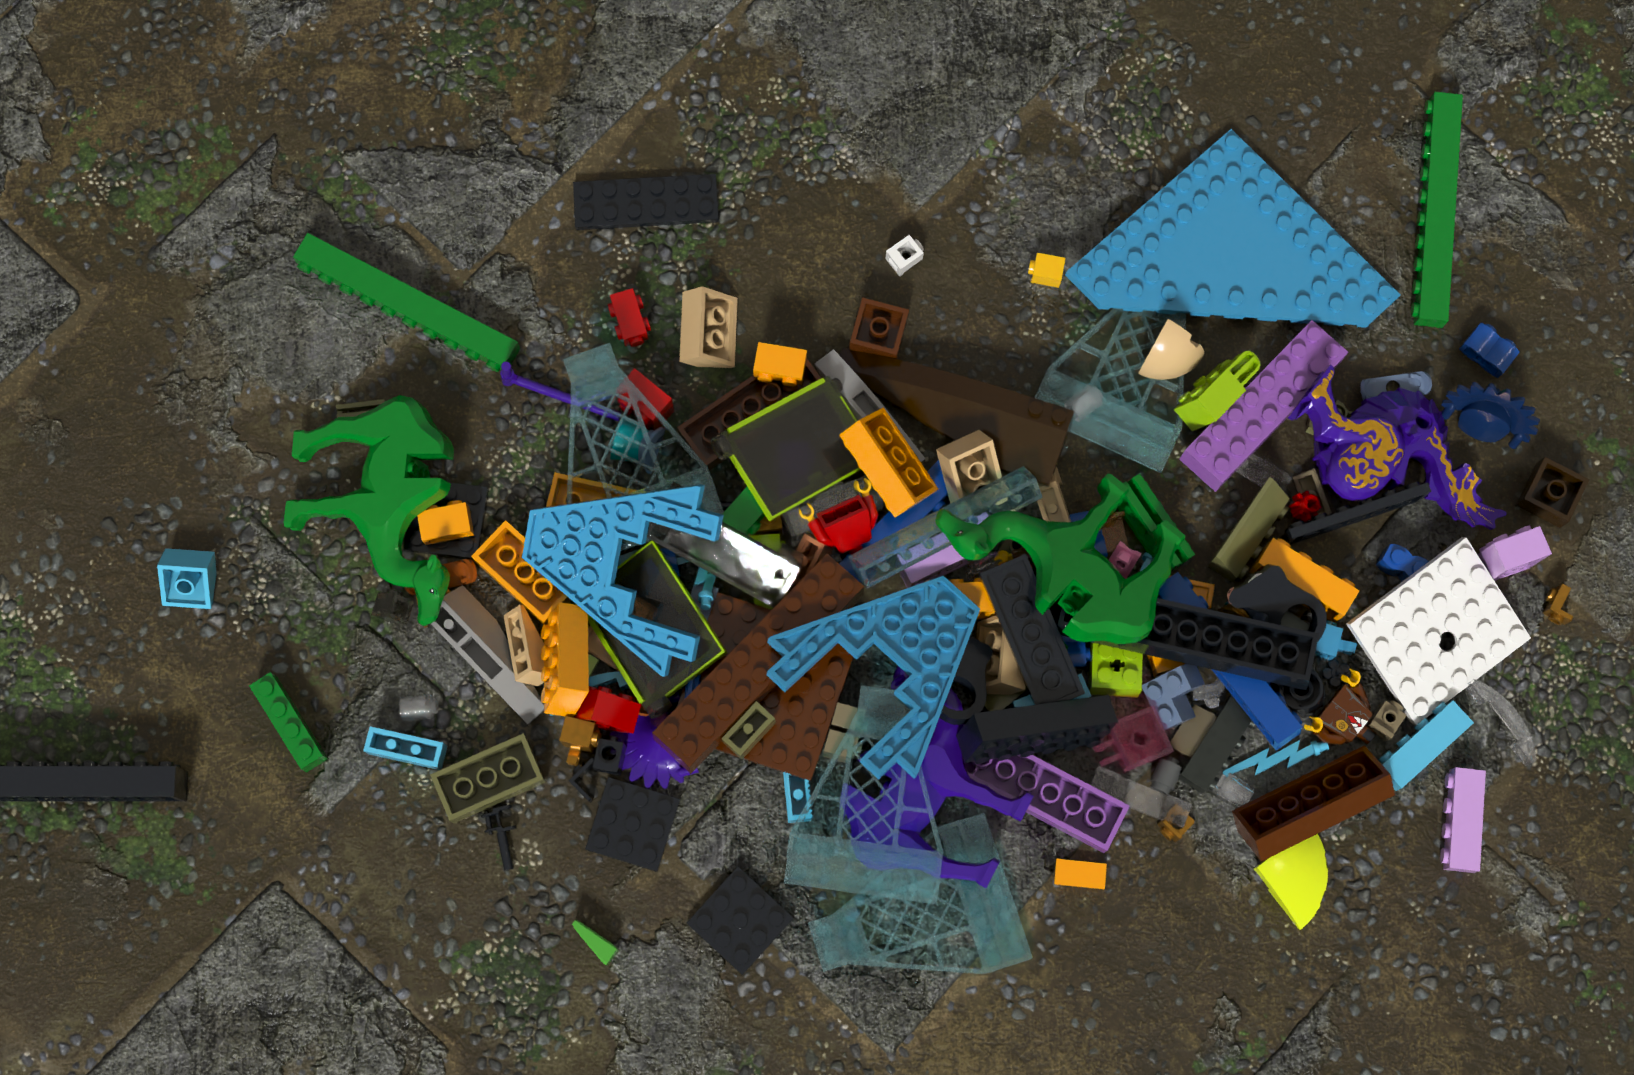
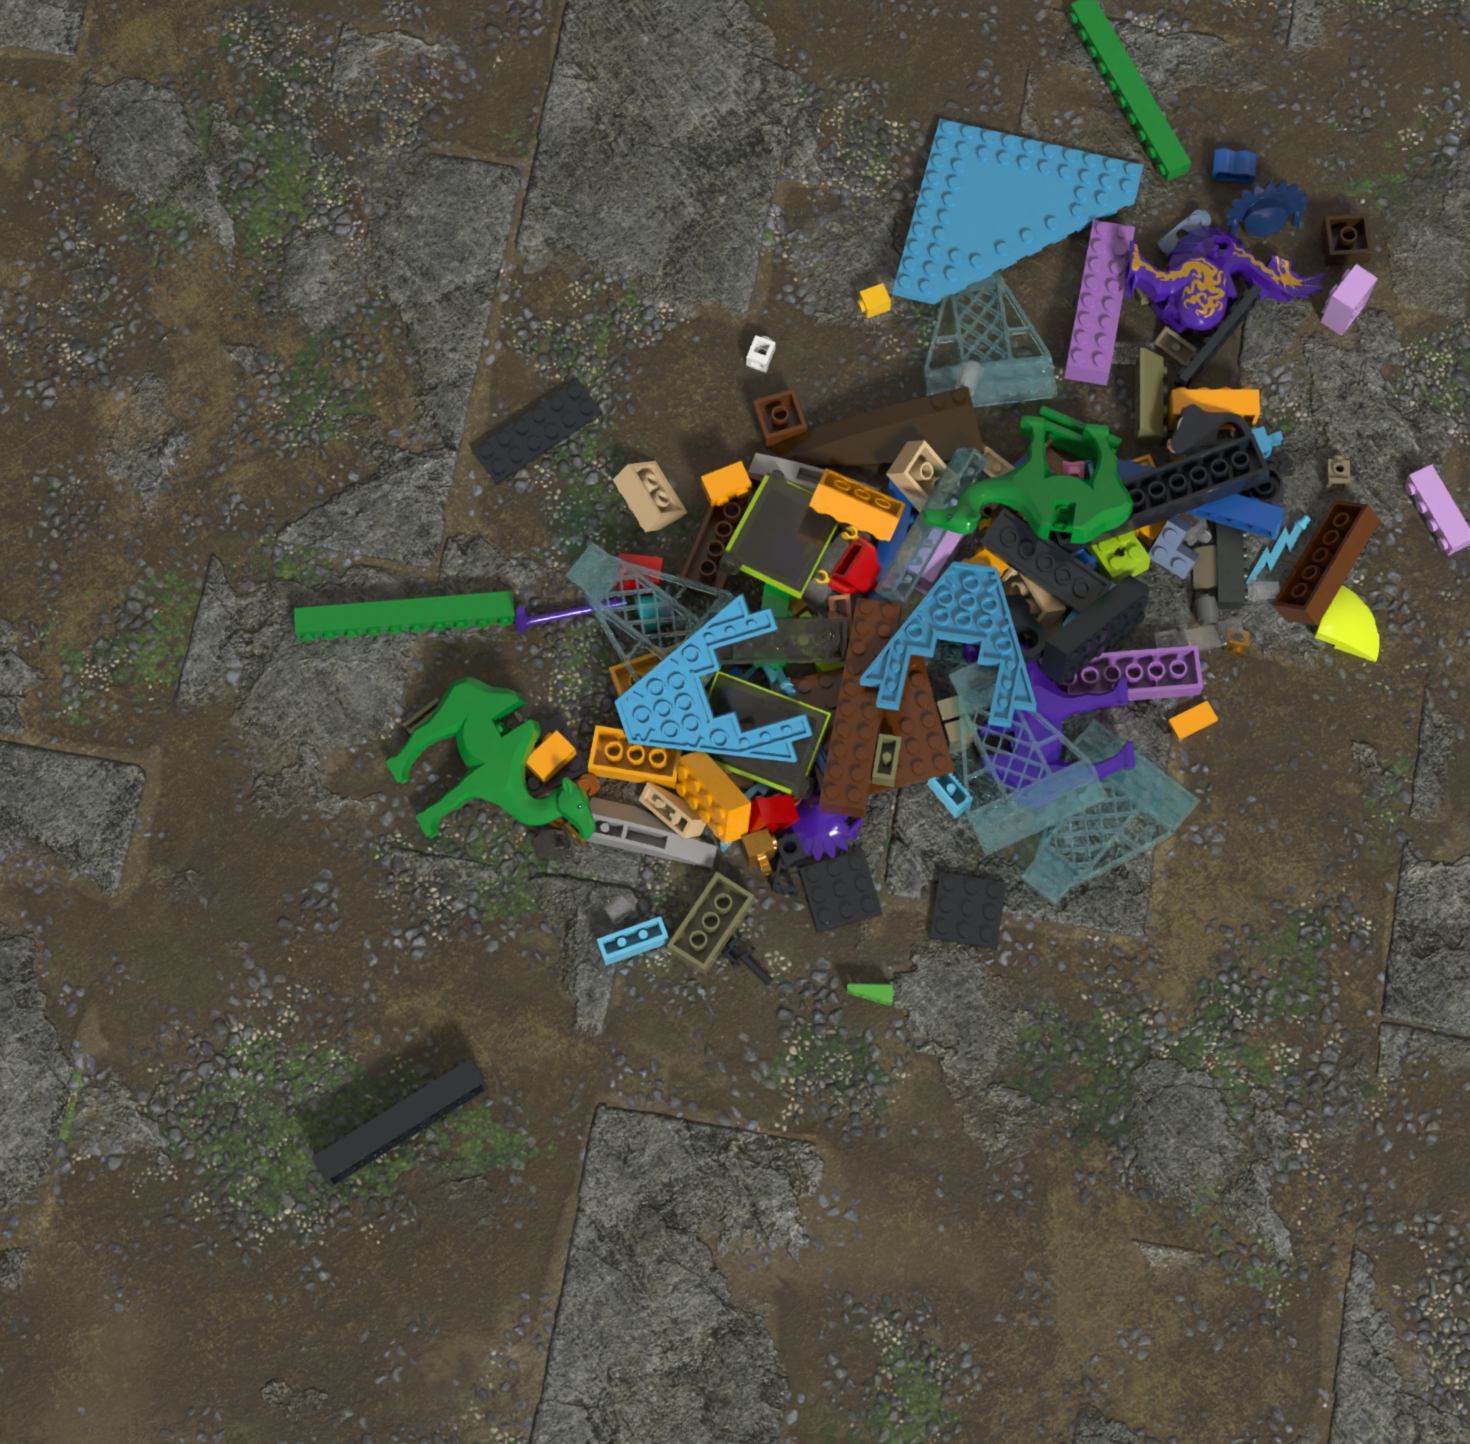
camera: 30 degrees left, 5 degrees down
(187, 578) = (376, 922): medium azure slope -> none
(288, 722) = (529, 978): green brick -> none
(631, 325) = (584, 522): red brick -> none
(1131, 754) = (1167, 609): clear pink hinge -> none
(1172, 354) = (1009, 304): tan brick -> none
(1217, 391) = (1059, 311): lime brick -> none
(1305, 506) = (1177, 356): red gear -> none
(1344, 714) = (1305, 487): reddish brown torso -> none
(1399, 562) = (1280, 356): blue brick -> none
(1406, 626) = (1307, 394): white plate -> none
(1425, 744) = (1376, 470): medium azure brick -> none
(1524, 745) = (1446, 431): clear slope -> none
(1556, 599) = (1402, 322): pearl gold bracket -> none

